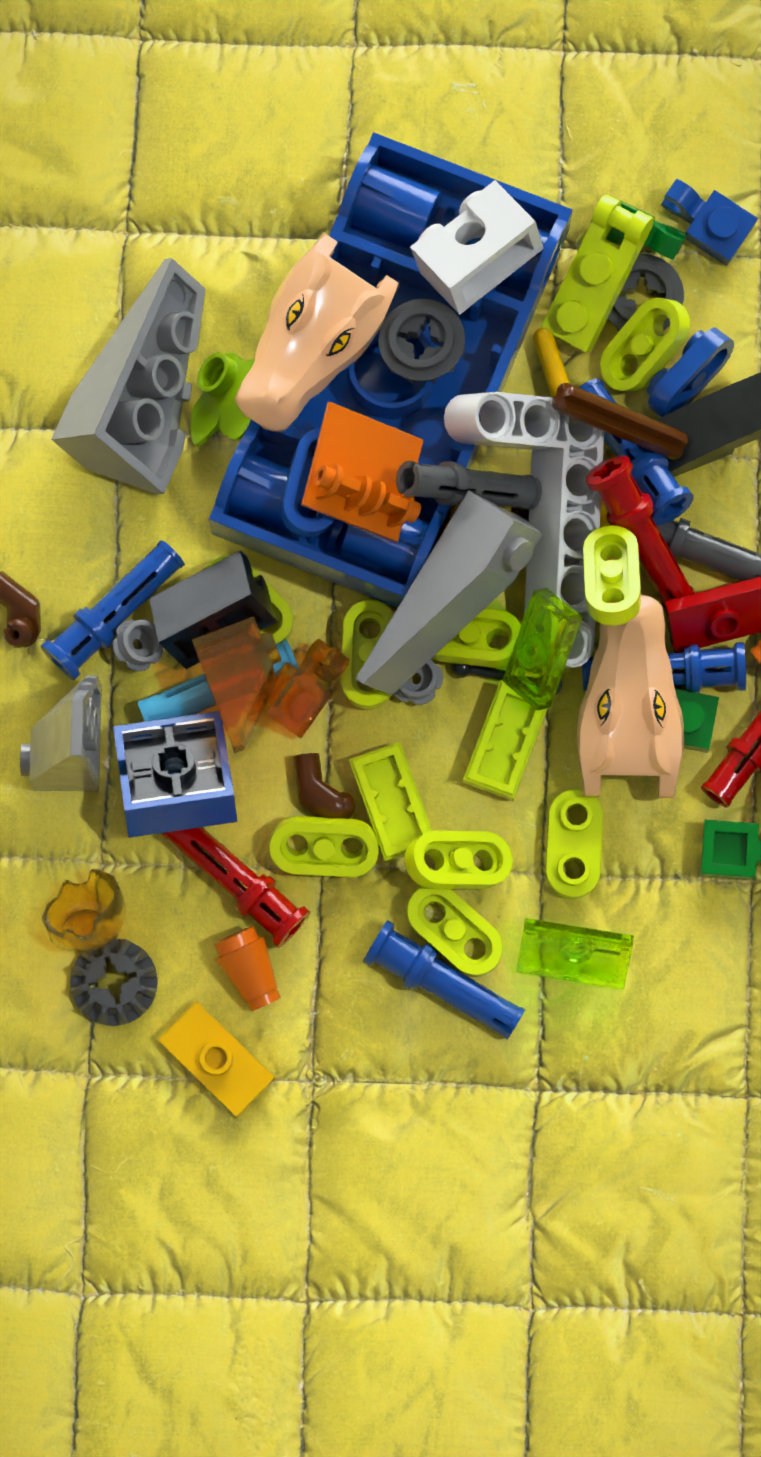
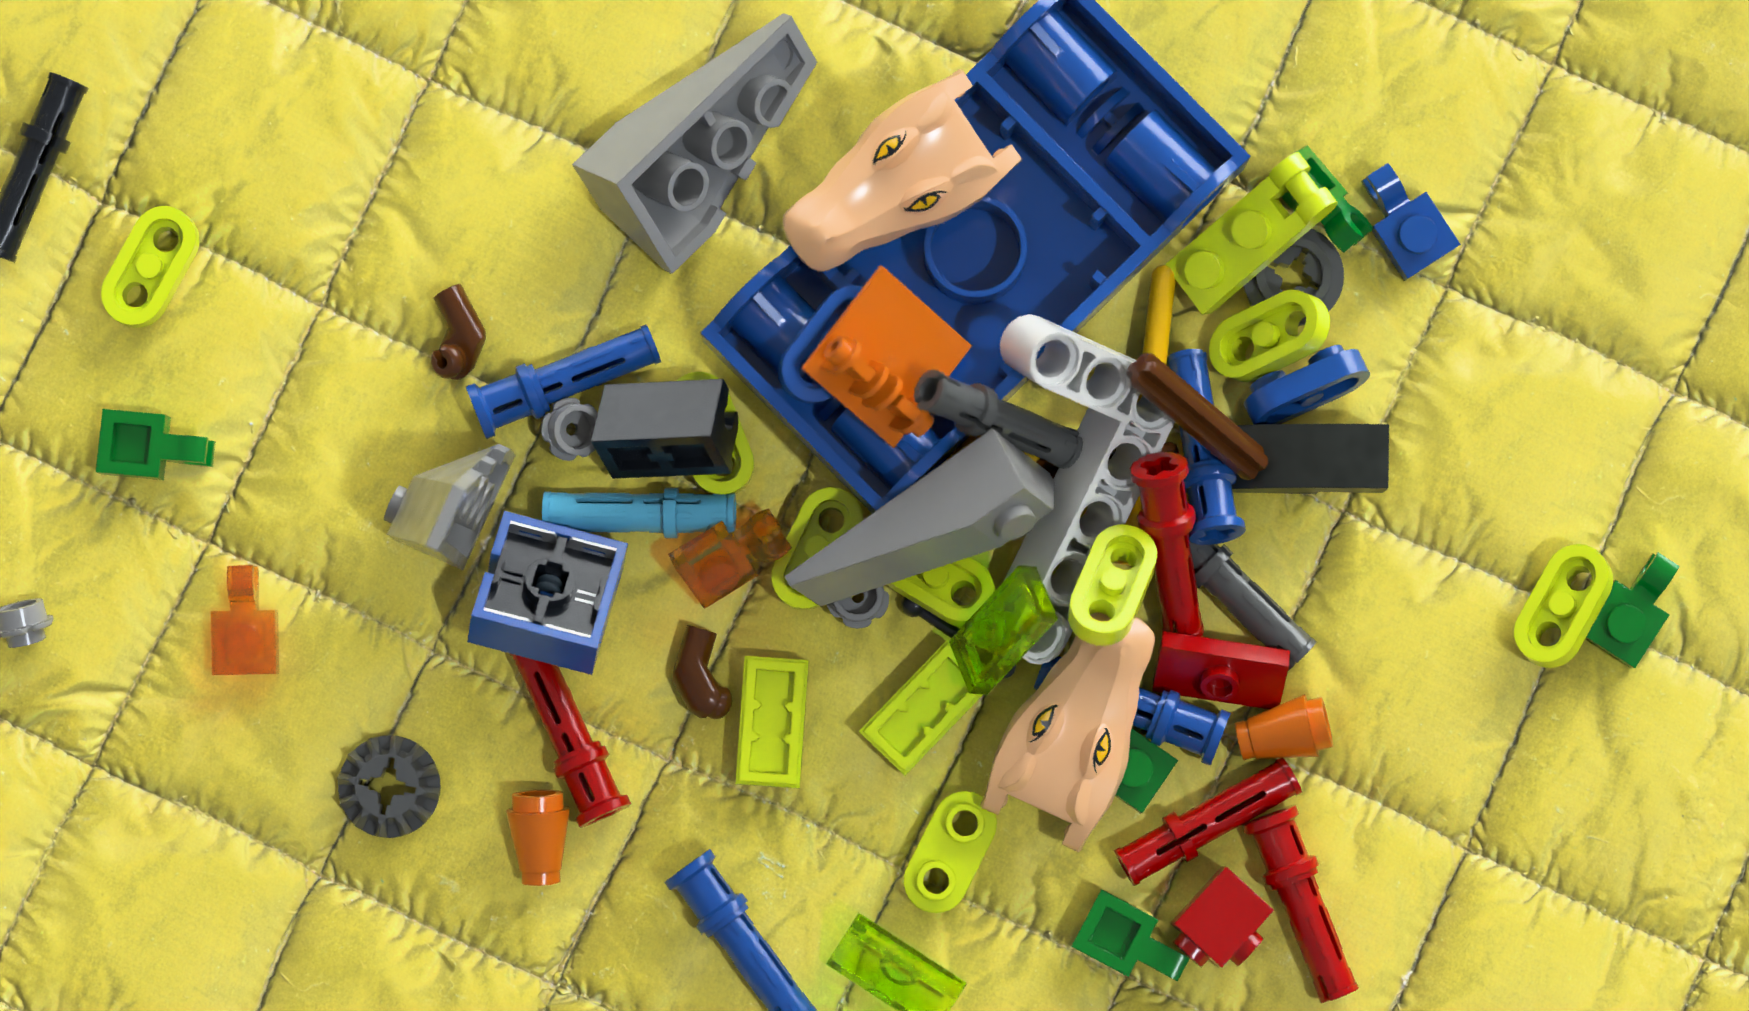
camera: 25 degrees right, 5 degrees up
(86, 913) = (388, 701): clear yellow hair -> none
(216, 408) = (786, 176): lime plate -> none
(216, 1059) = (462, 918): yellow plate -> none
(239, 675) = (660, 518): clear orange slope -> none
(324, 850) = (676, 744): neon yellow plate -> none
(408, 322) = (1014, 206): dark grey gear -> none
(454, 859) = (811, 815): neon yellow plate -> none
(455, 931) = (778, 891): neon yellow plate -> none
(470, 271) = (1106, 184): white brick -> none

